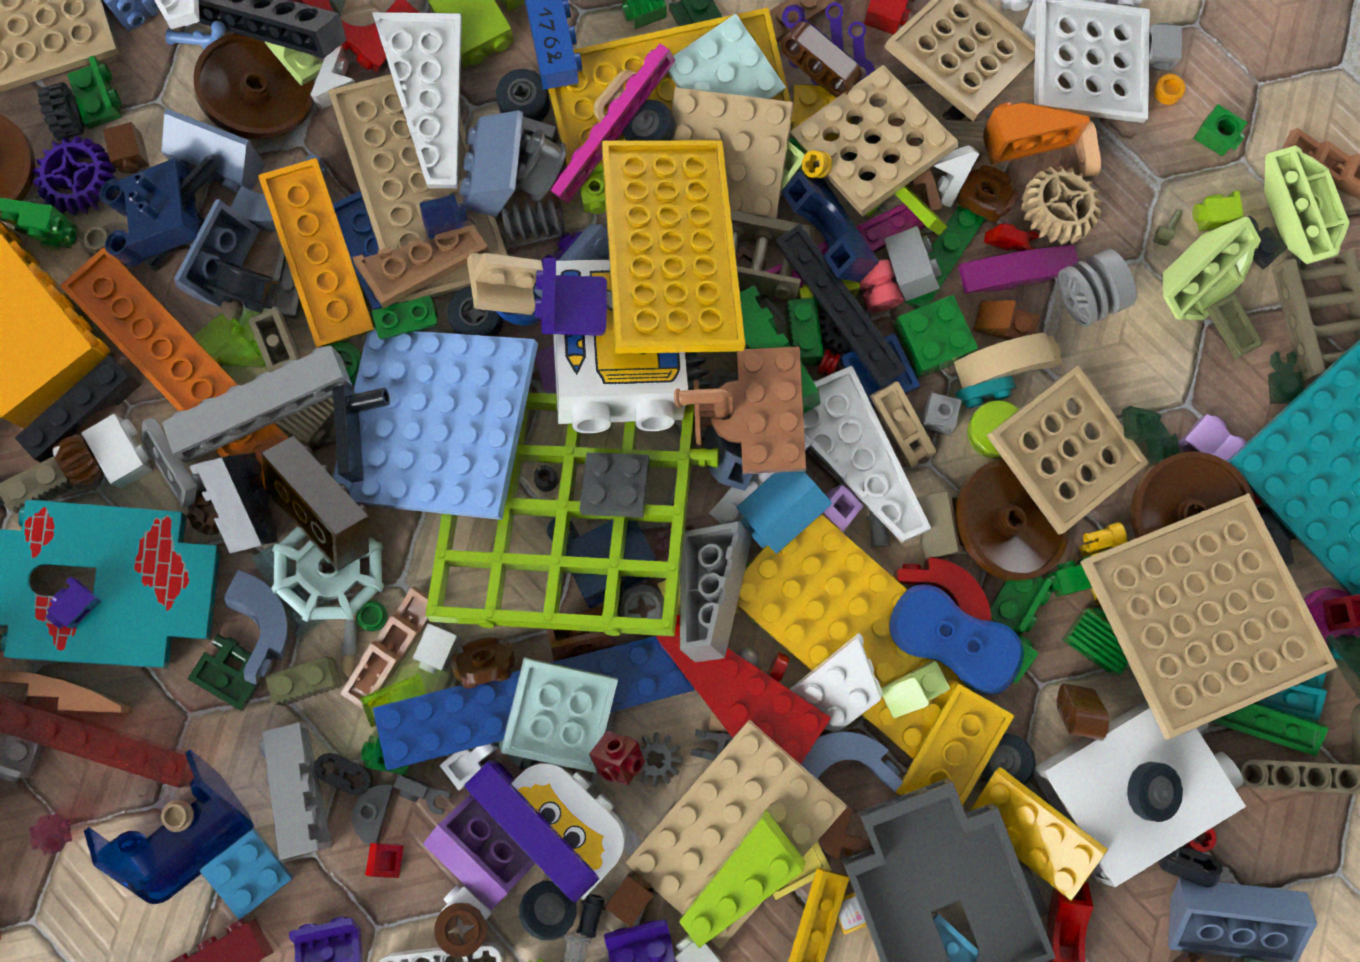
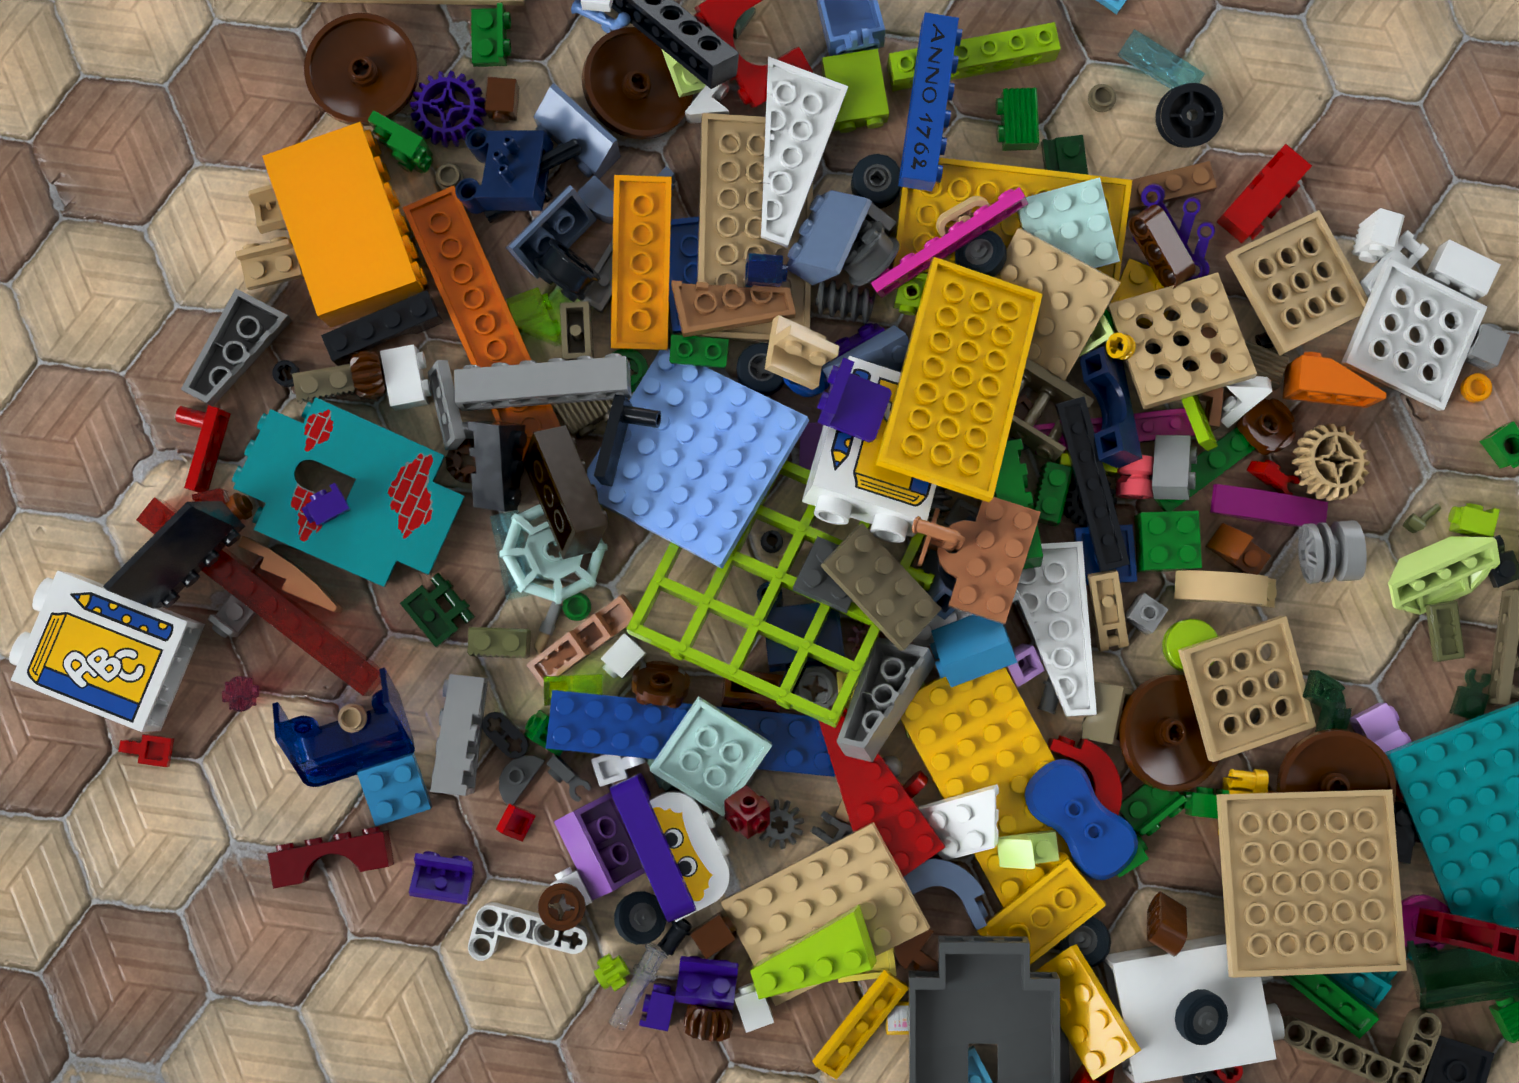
camera: 20 degrees right, 5 degrees up
(60, 111) = (456, 45): black tyre -> none
(257, 601) = (485, 561): sand blue arch -> none
(668, 478) = (881, 587): none -> dark tan plate
(828, 363) = (1062, 530): red bush -> none
(997, 388) = (1207, 609): teal plate -> none
(1088, 152) = (1376, 421): light nougat beam -> none
(1096, 640) = (1203, 864): green brick -> none

